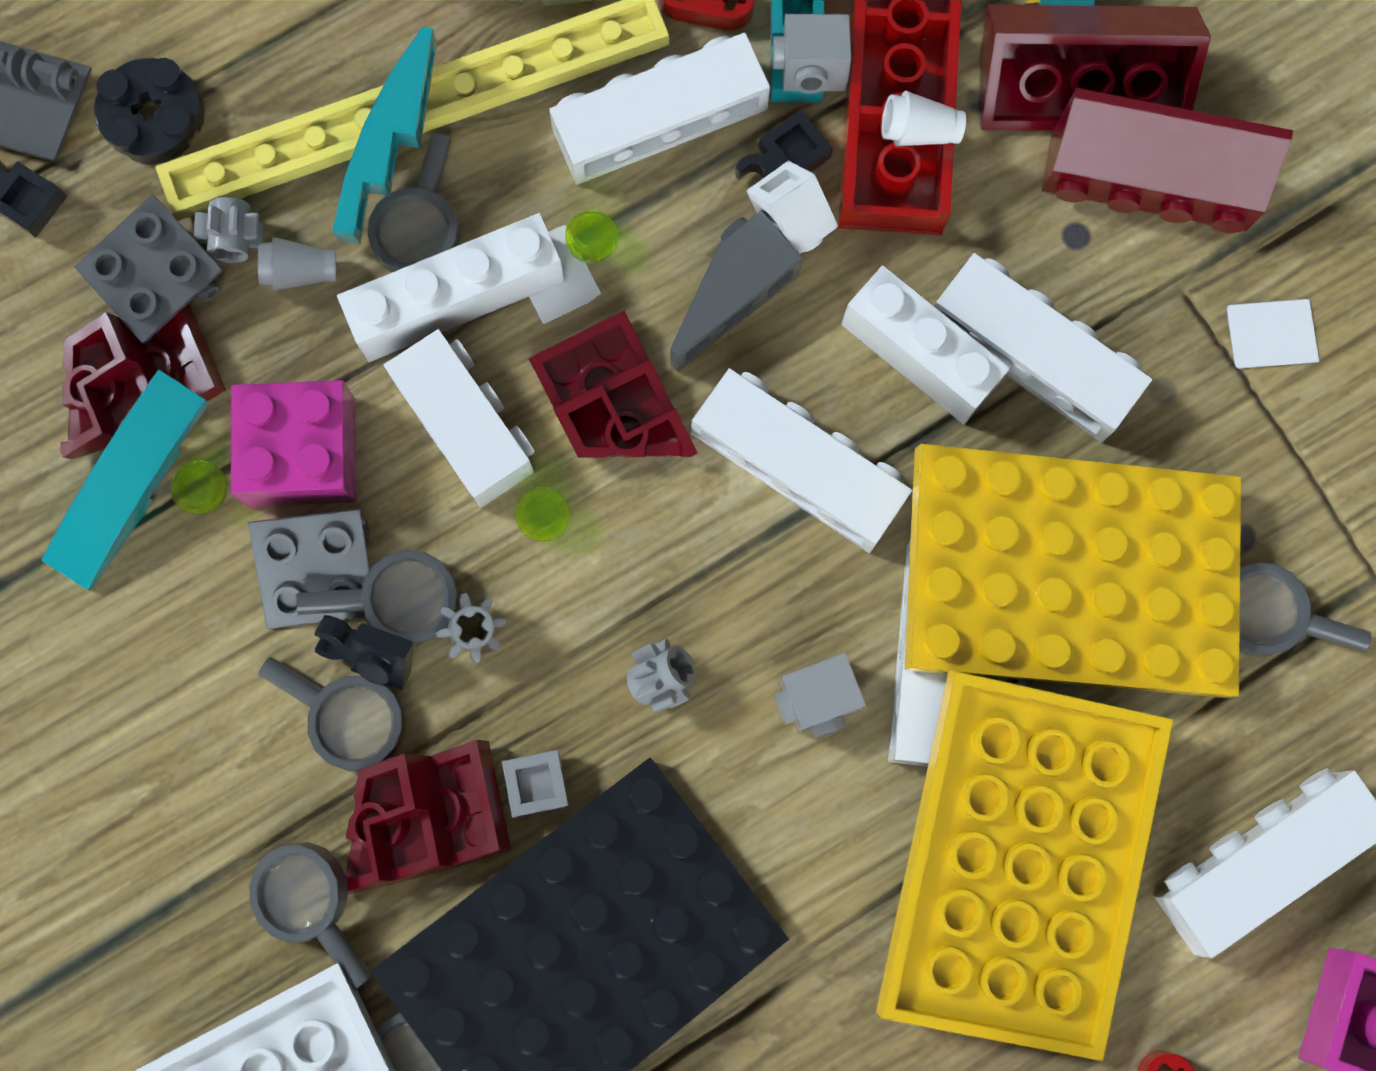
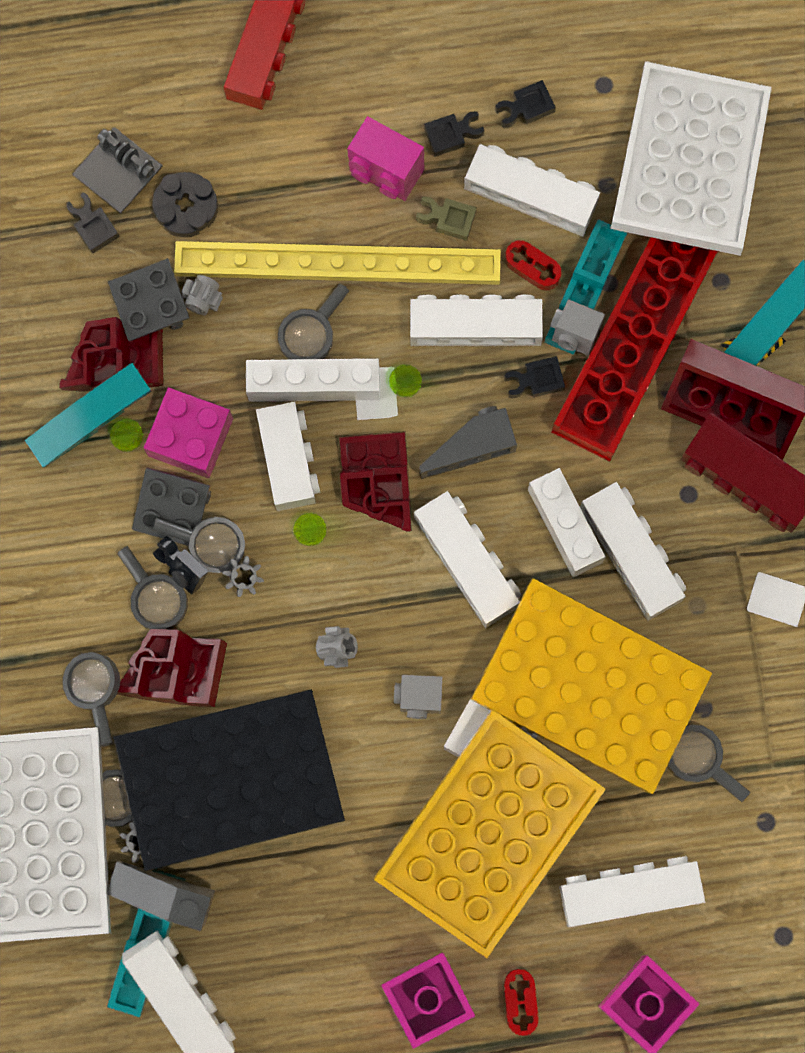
camera: 30 degrees right, 0 degrees up
(294, 264) = (230, 329): light grey cone -> none
(393, 121) = (320, 270): teal slope -> none
(535, 783) = (243, 677): light grey plate -> none
(794, 205) = (525, 412): white brick -> none
(921, 121) = (617, 394): white cone -> none

